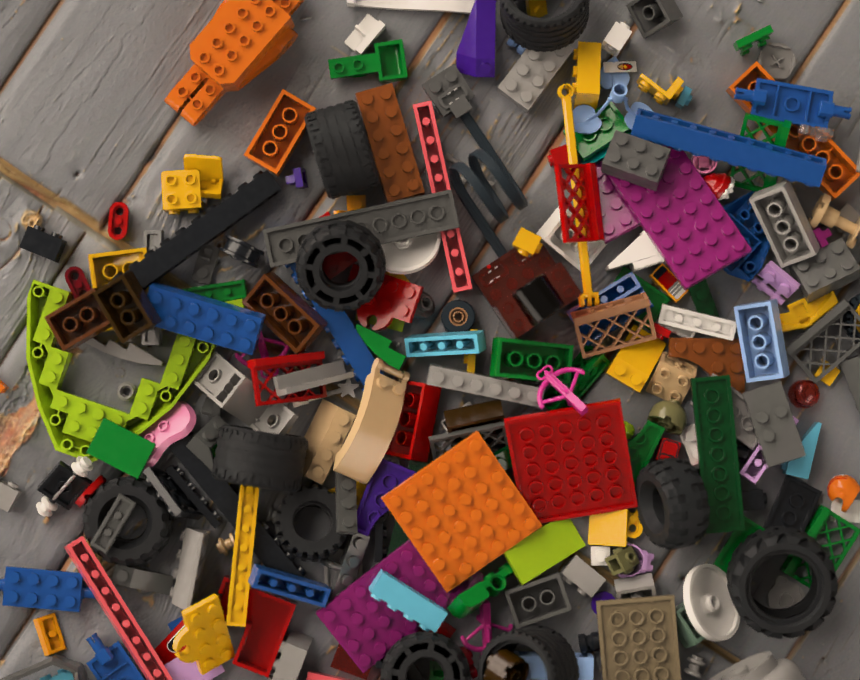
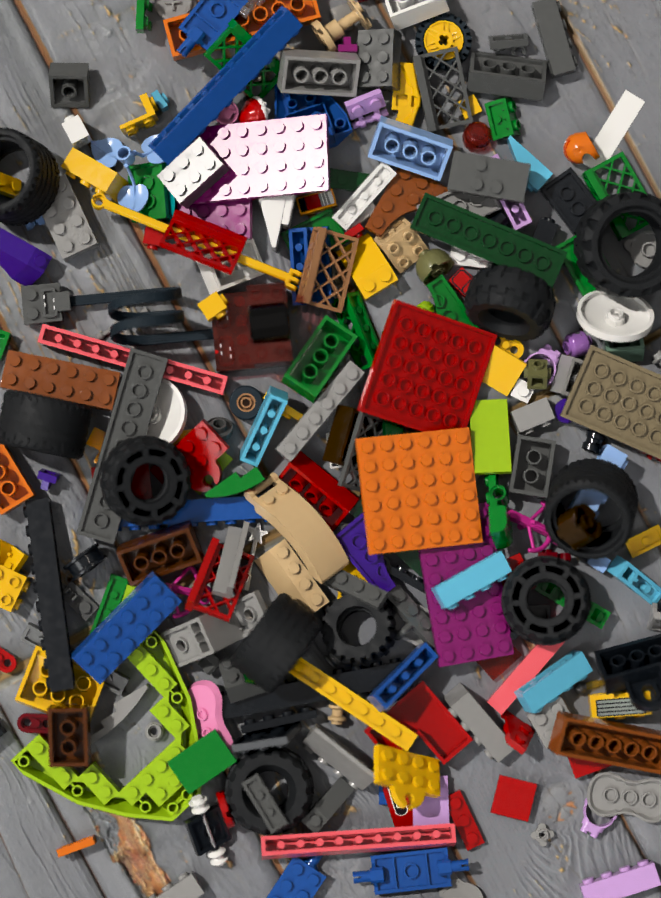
camera: 65 degrees left, 0 degrees up
(127, 307) = (80, 688): dark brown brick -> none
(551, 378) = (343, 349): dark pink piece -> none
(623, 66) = (102, 142): white sticker -> none
(667, 581) = (576, 344): none -> medium lavender head
(832, 408) = (503, 118): none -> green bracket

